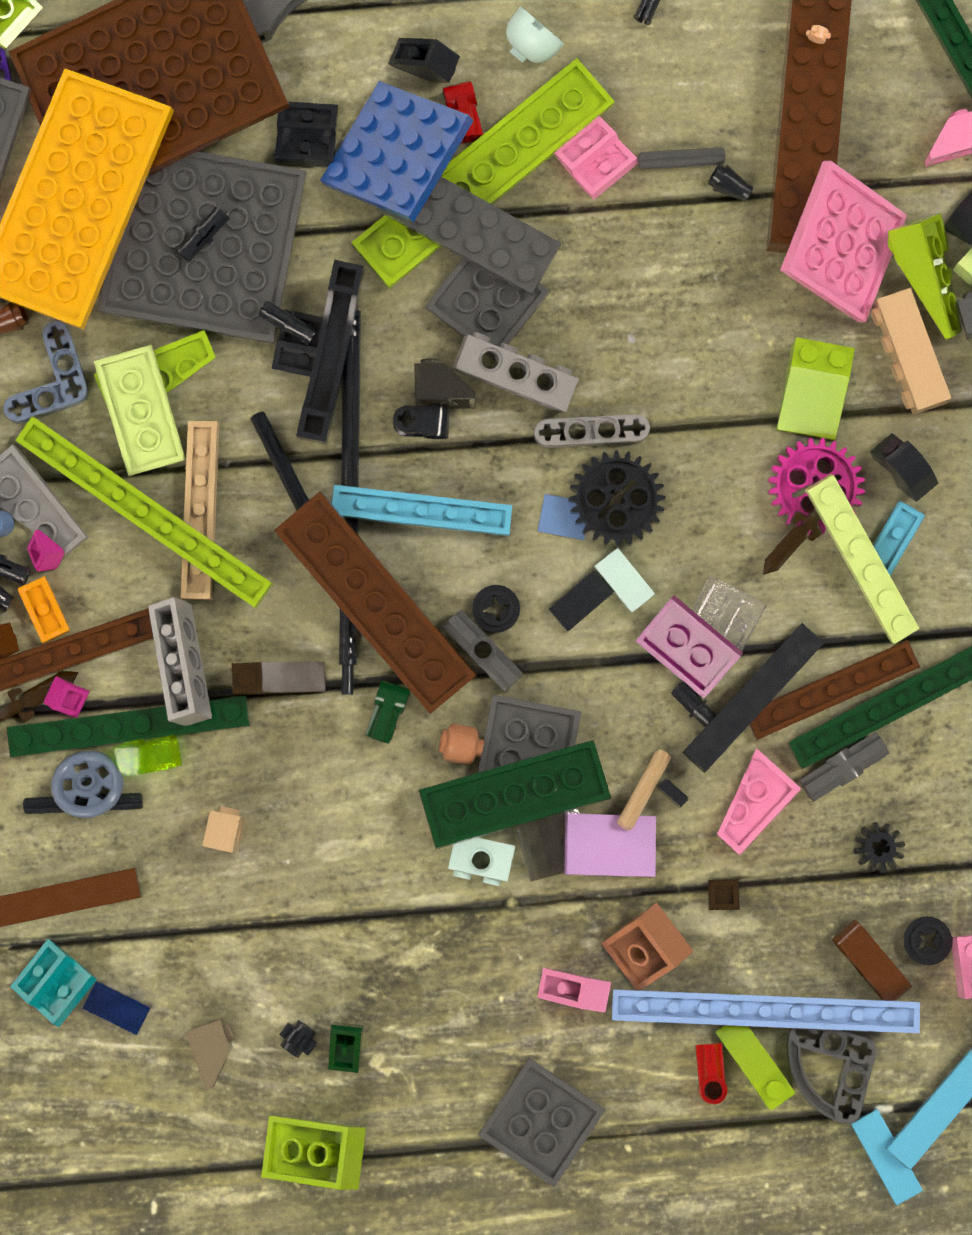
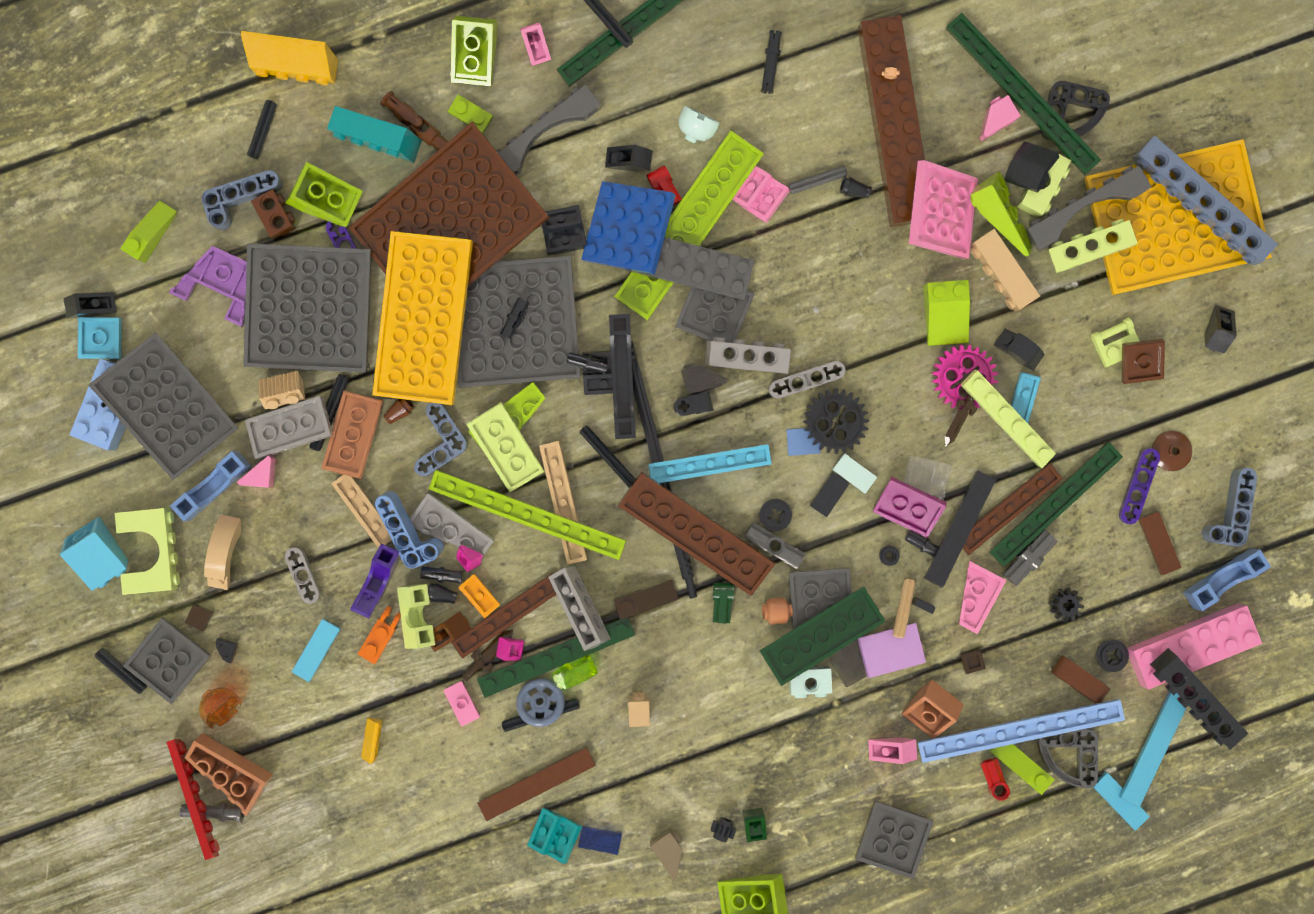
camera: 10 degrees left, 5 degrees up
(643, 700) = (895, 555): none -> black plate

